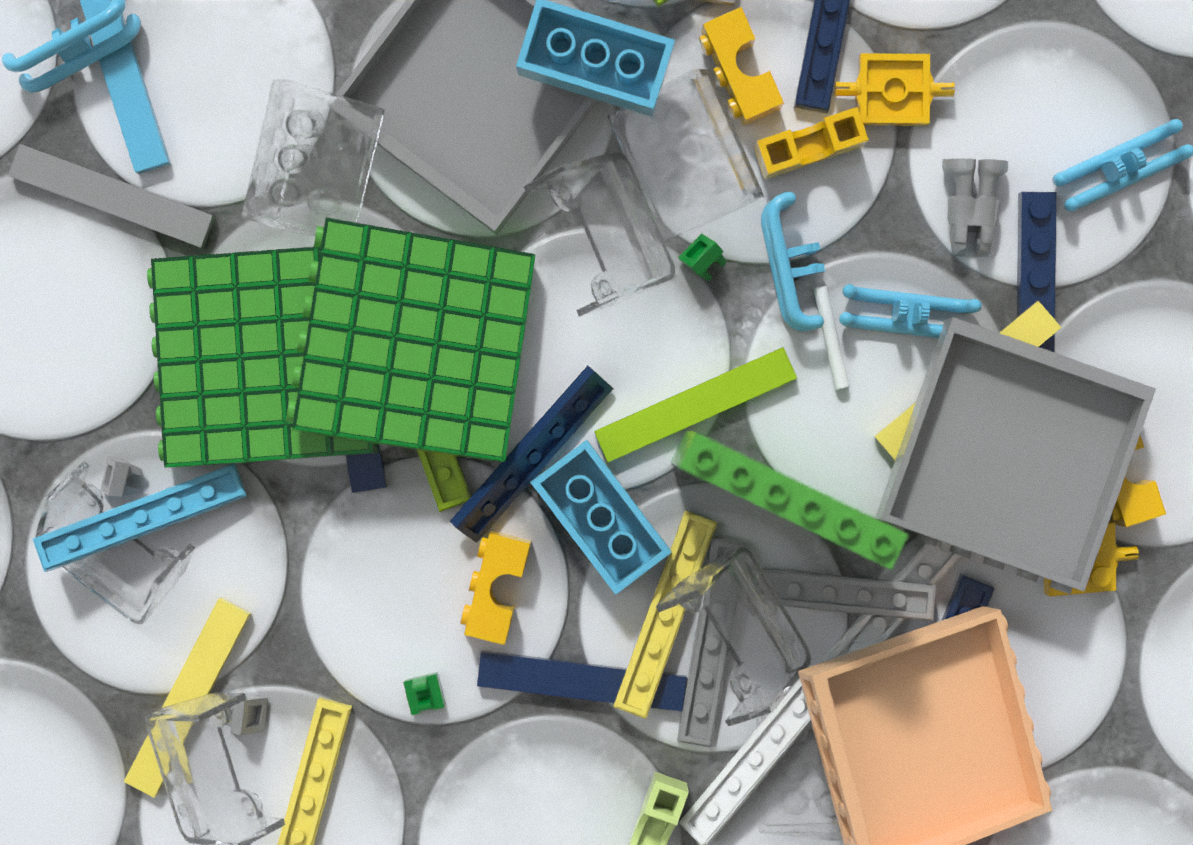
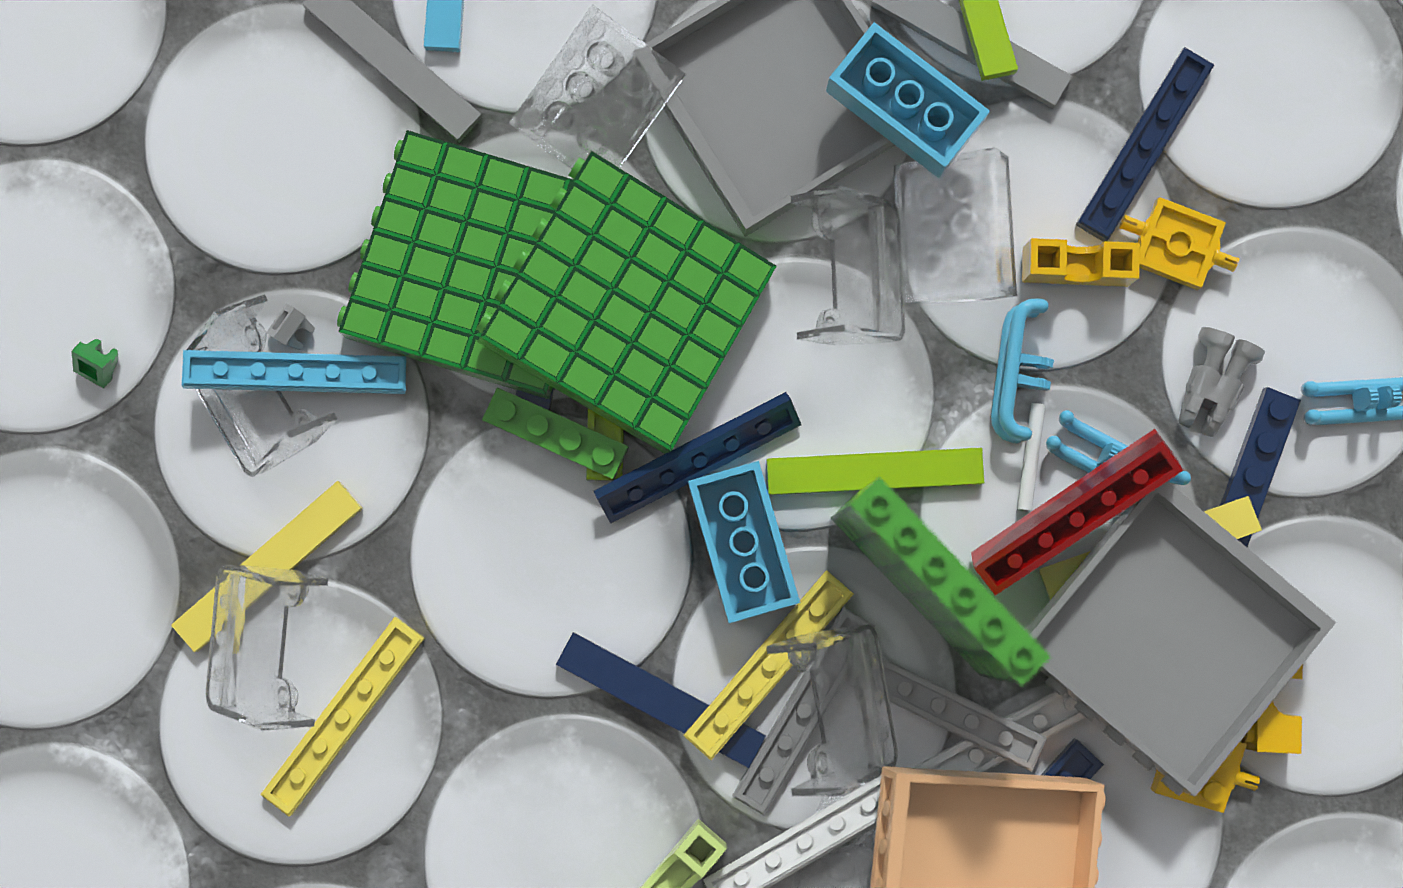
camera: 25 degrees right, 5 degrees down
(249, 715) = (320, 606): light grey tile -> none
(395, 482) = (555, 433): none -> bright green plate
(424, 693) = (501, 652): green tile -> none
(486, 616) = (591, 597): yellow arch -> none
(701, 255) = (936, 329): green tile -> none
(750, 95) = (1038, 197): yellow arch -> none
(888, 376) = (1076, 511): none -> red brick

